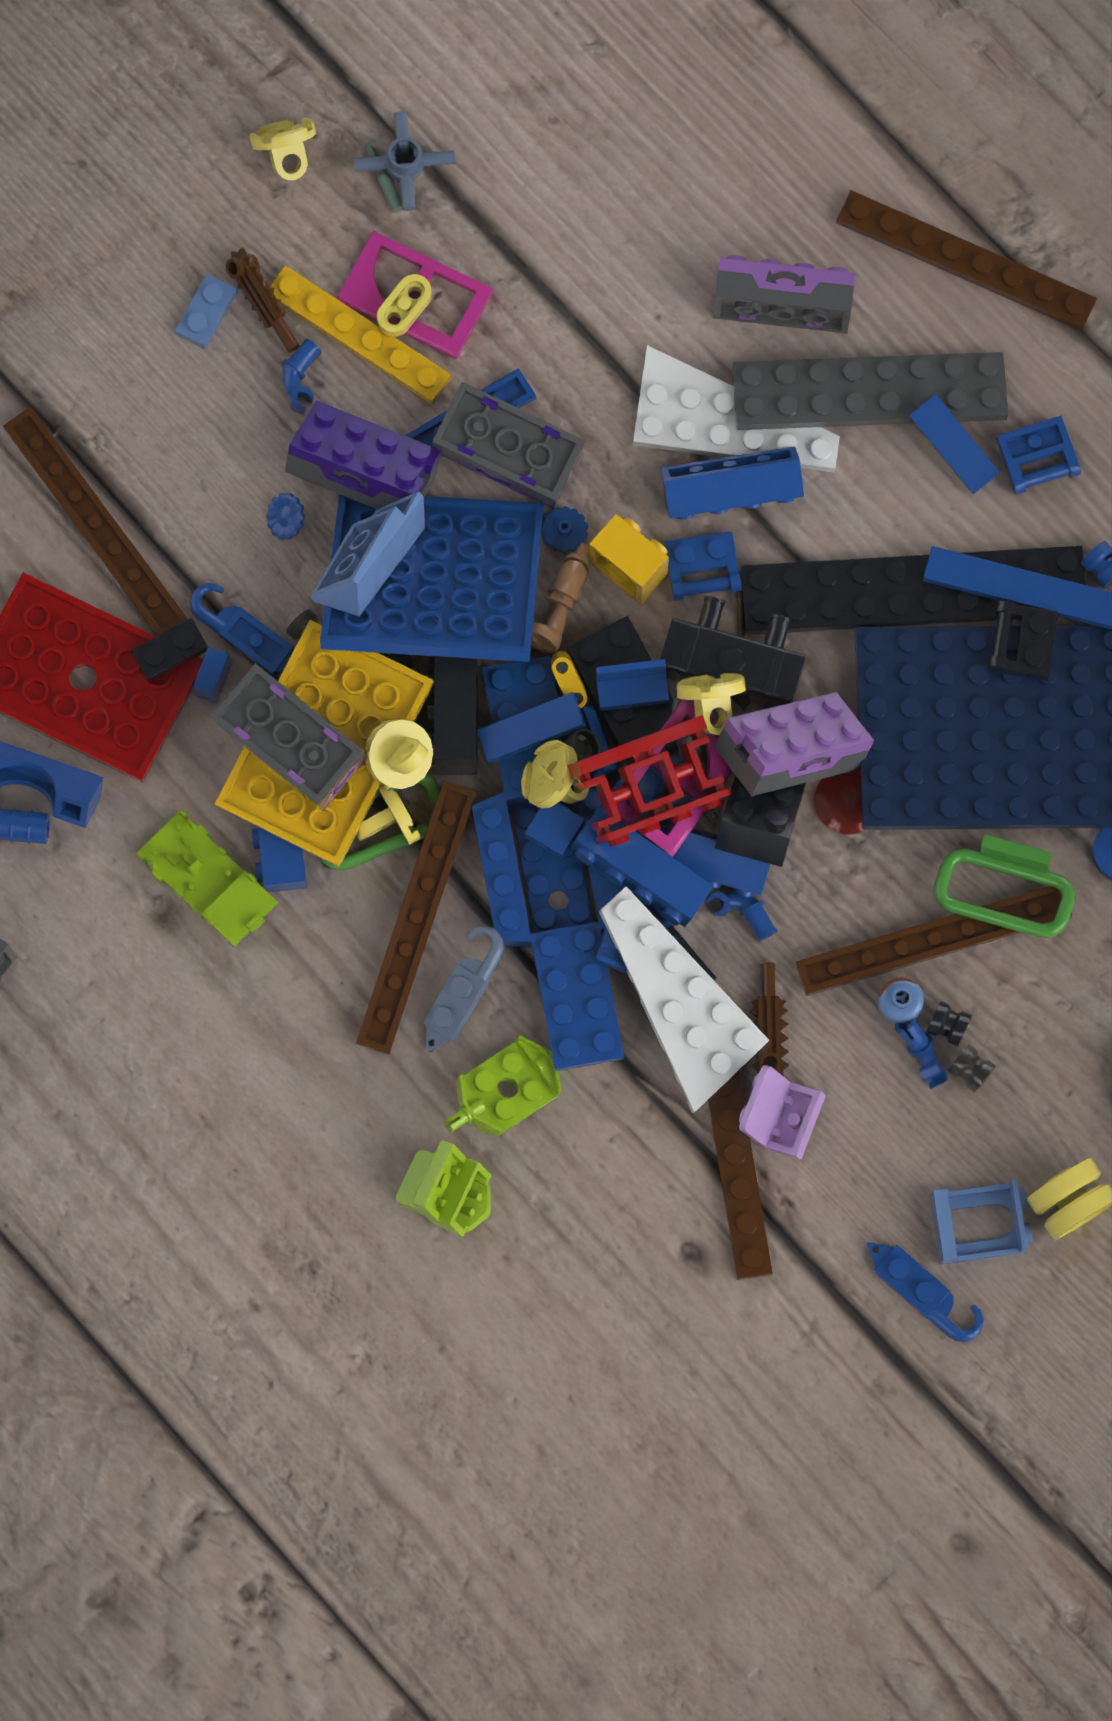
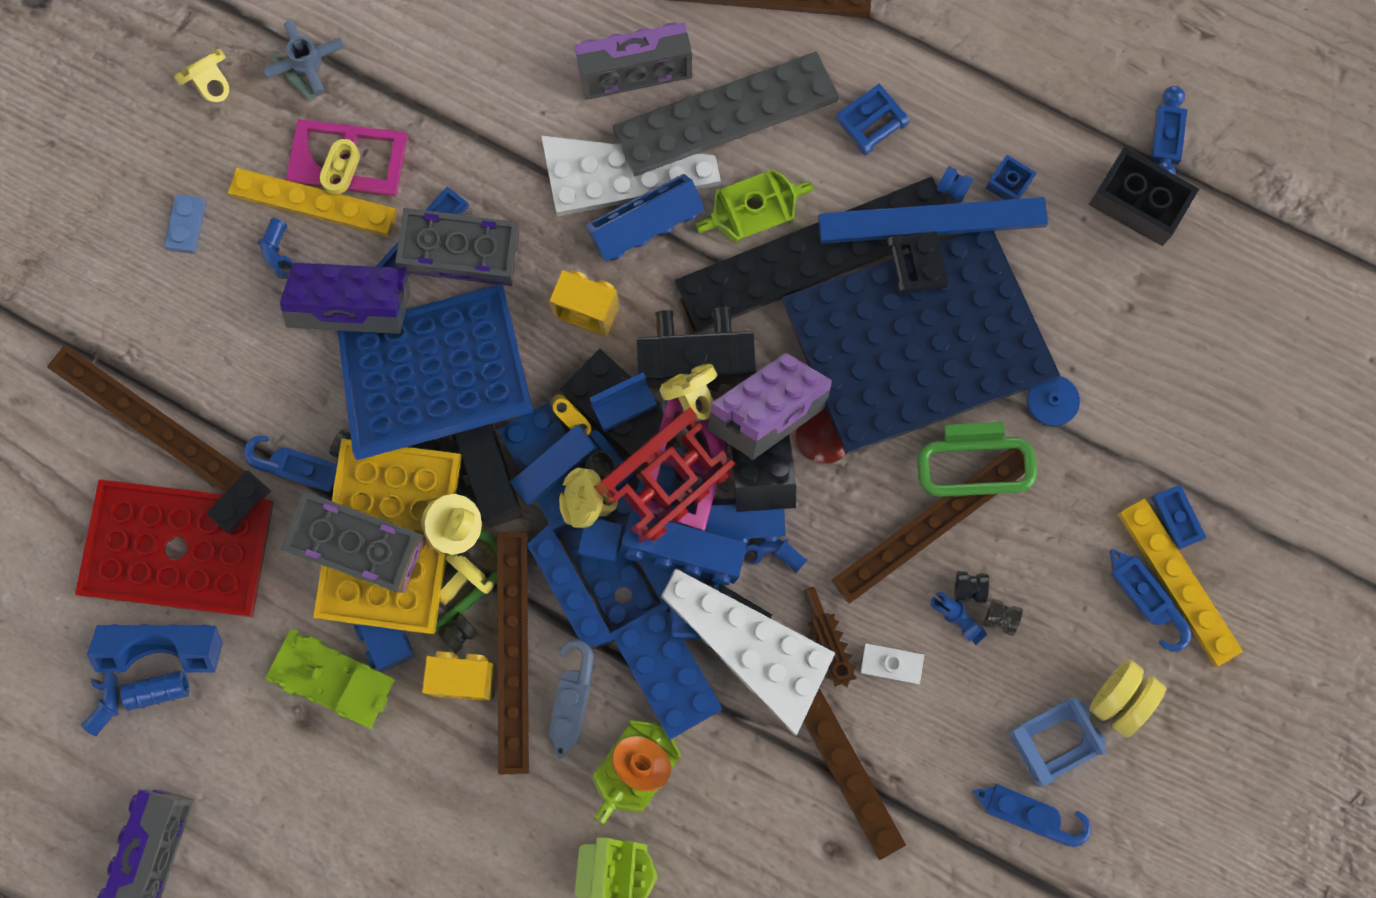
camera: 20 degrees left, 0 degrees up
(212, 675) = (280, 509): blue piece -> none
(247, 273) = (205, 181): reddish brown piece -> none
(285, 516) = (299, 362): blue piece -> none
(349, 924) = (459, 678): none -> yellow brick
(362, 876) = (457, 632): none -> pearl dark grey wheel
(370, 555) = (374, 370): medium blue slope -> none
(515, 1082) = (648, 757): none -> orange dish
(562, 596) = (542, 352): medium nougat piece -> none
(564, 529) = (526, 298): blue piece -> none
(700, 556) = (642, 282): blue plate -> none
(780, 1113) = (866, 710): lavender bracket -> none
(829, 1077) = (892, 664): none -> white plate
(839, 523) = (738, 220): none -> lime plate
(898, 990) = (936, 579): medium blue head -> none
(953, 443) = (805, 131): blue tile -> none

